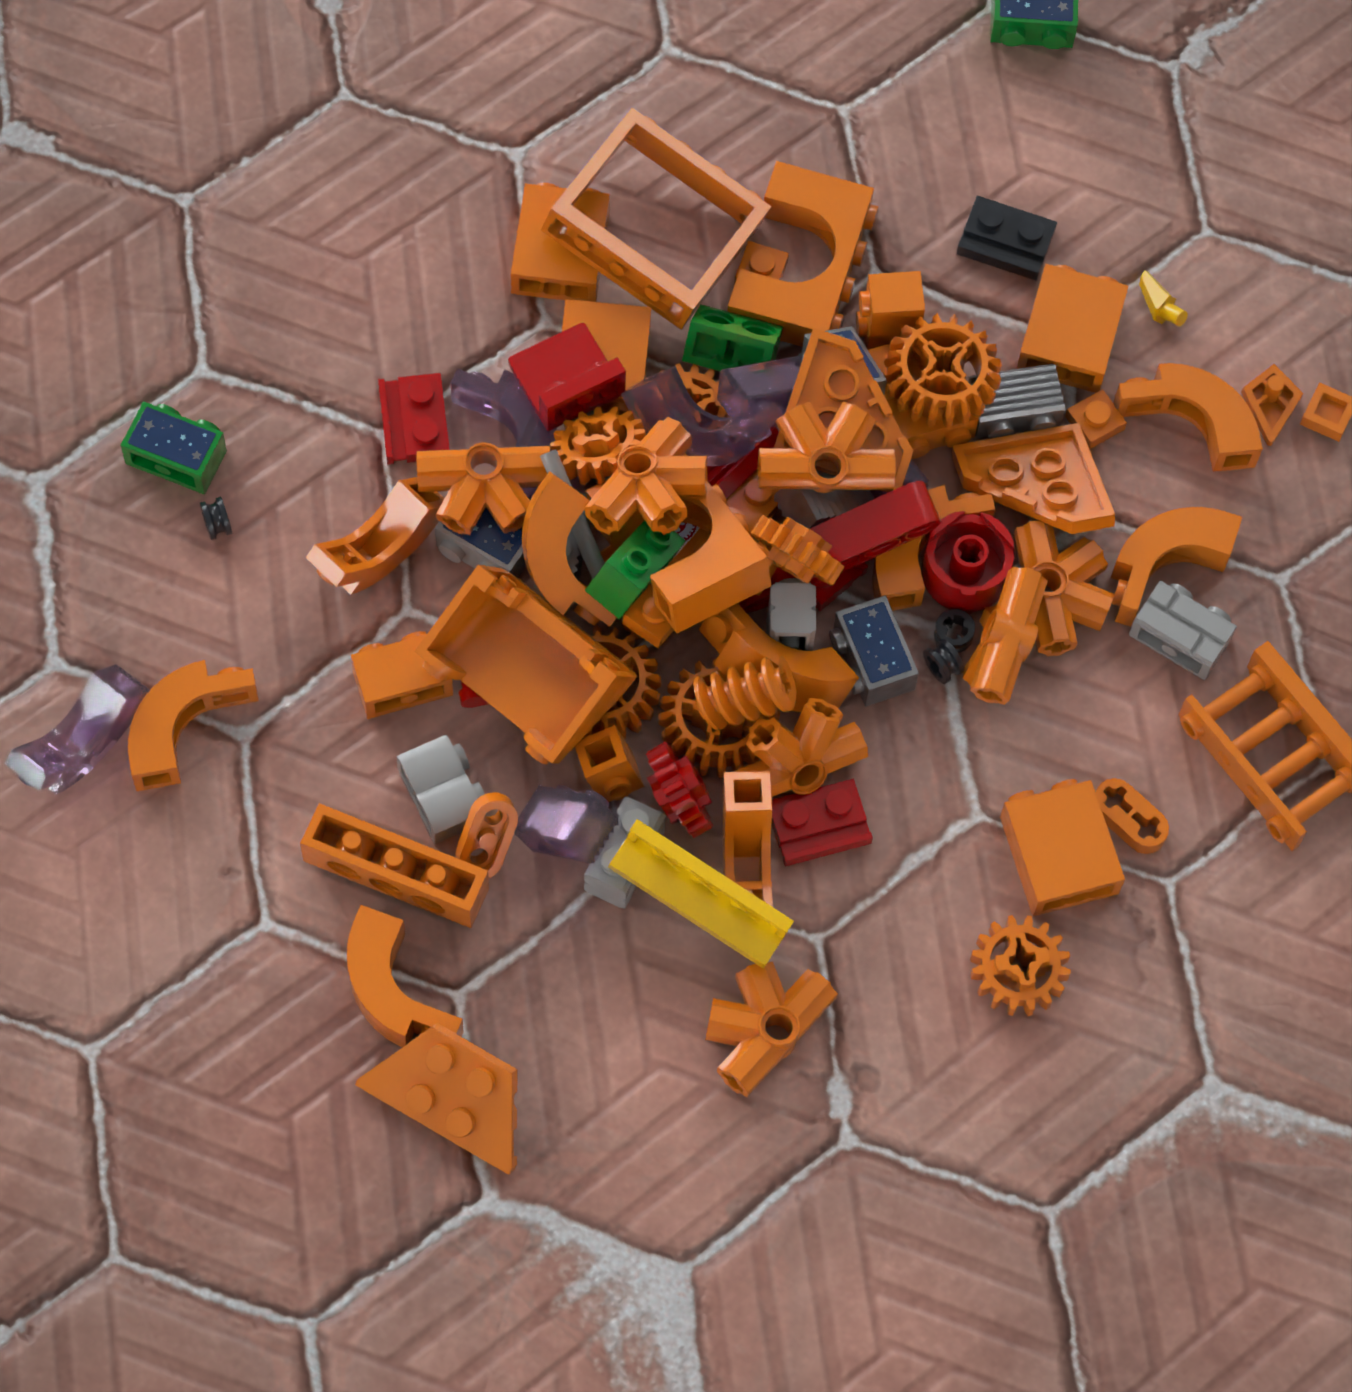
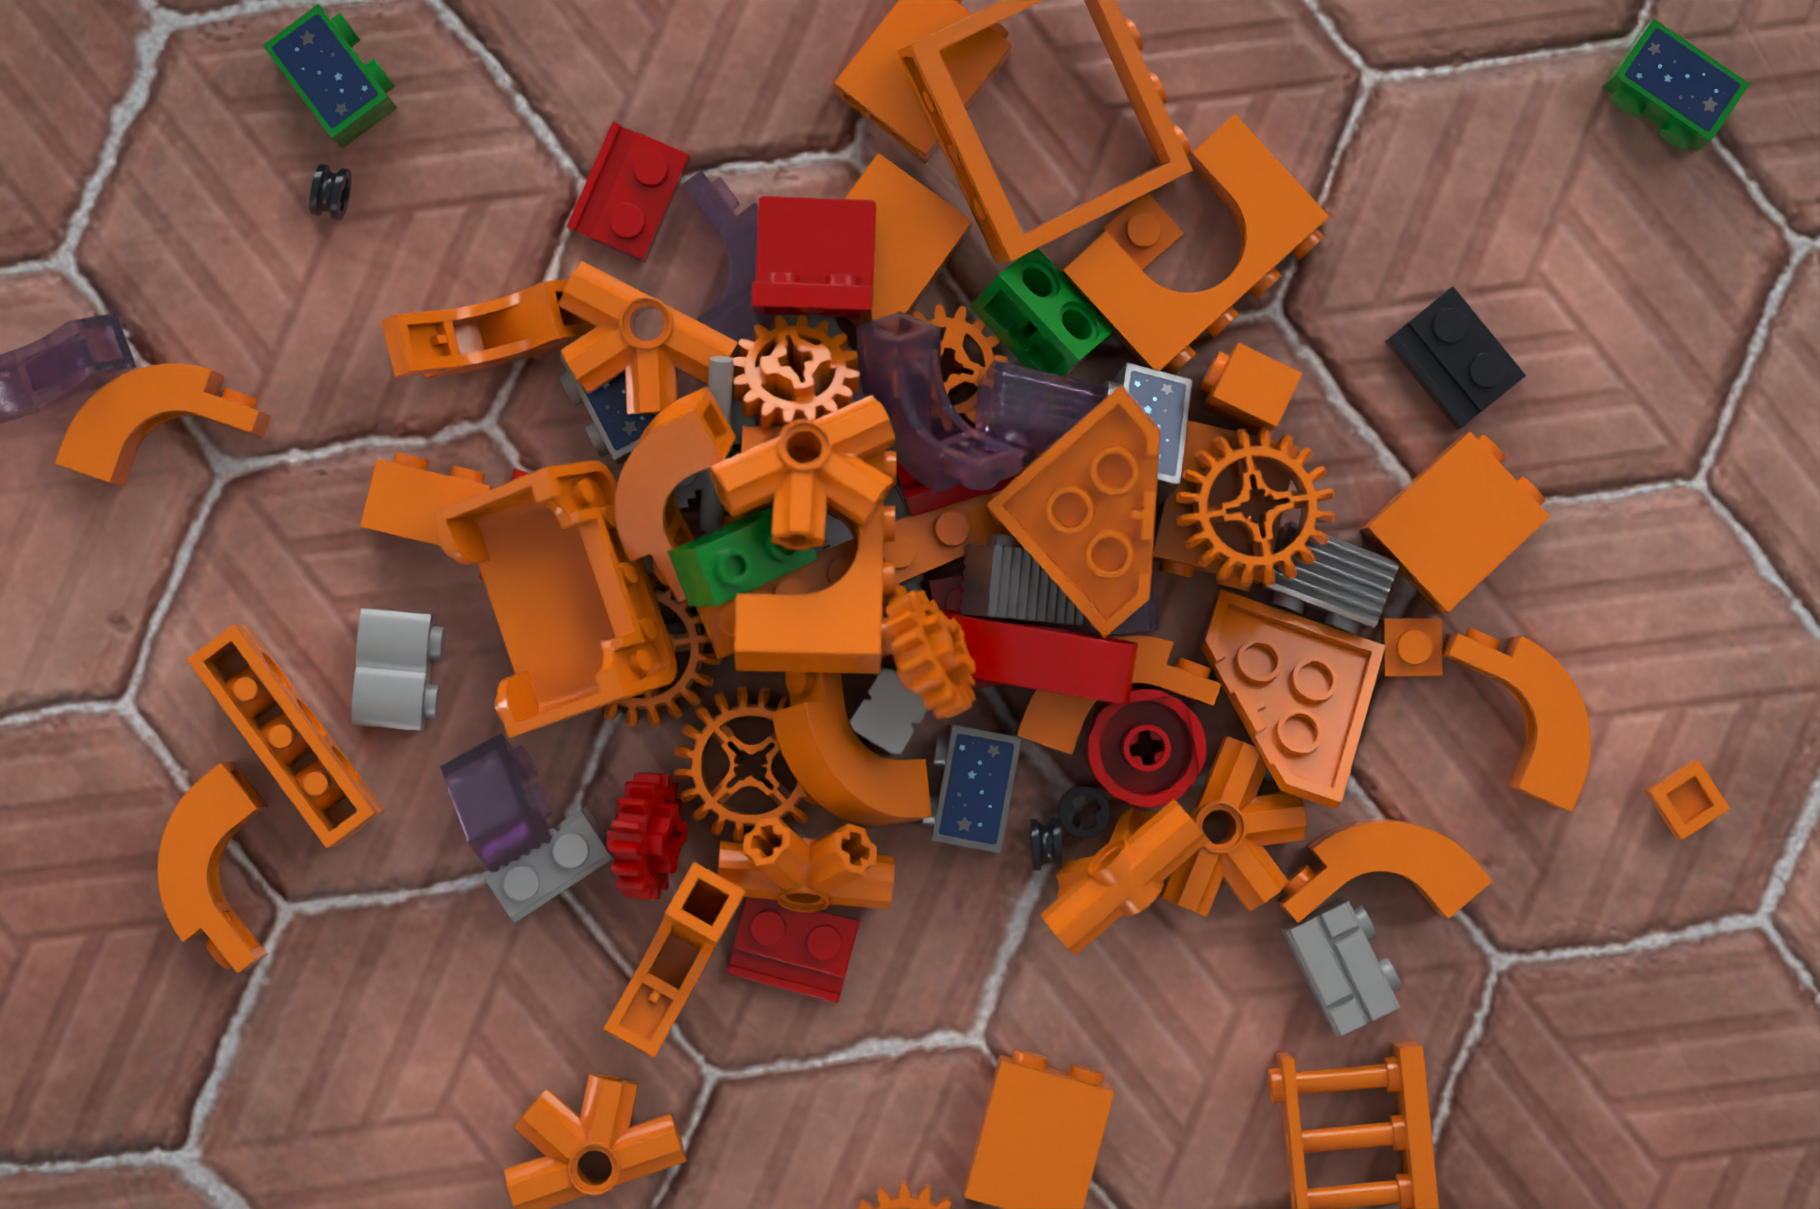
camera: 35 degrees right, 20 degrees up
(452, 1092) = (204, 1028): orange wing -> none
(488, 832) = (406, 760): orange plate -> none
(609, 764) = (590, 757): orange brick -> none
(700, 894) = (587, 982): yellow fence -> none
(747, 695) = (773, 784): orange piece -> none
(839, 444) = (1031, 531): orange piece -> none
(1138, 809) = (1155, 1140): orange beam -> none
(1160, 301) = (1583, 544): yellow bar -> none
(1272, 401) = (1629, 746): orange piece -> none

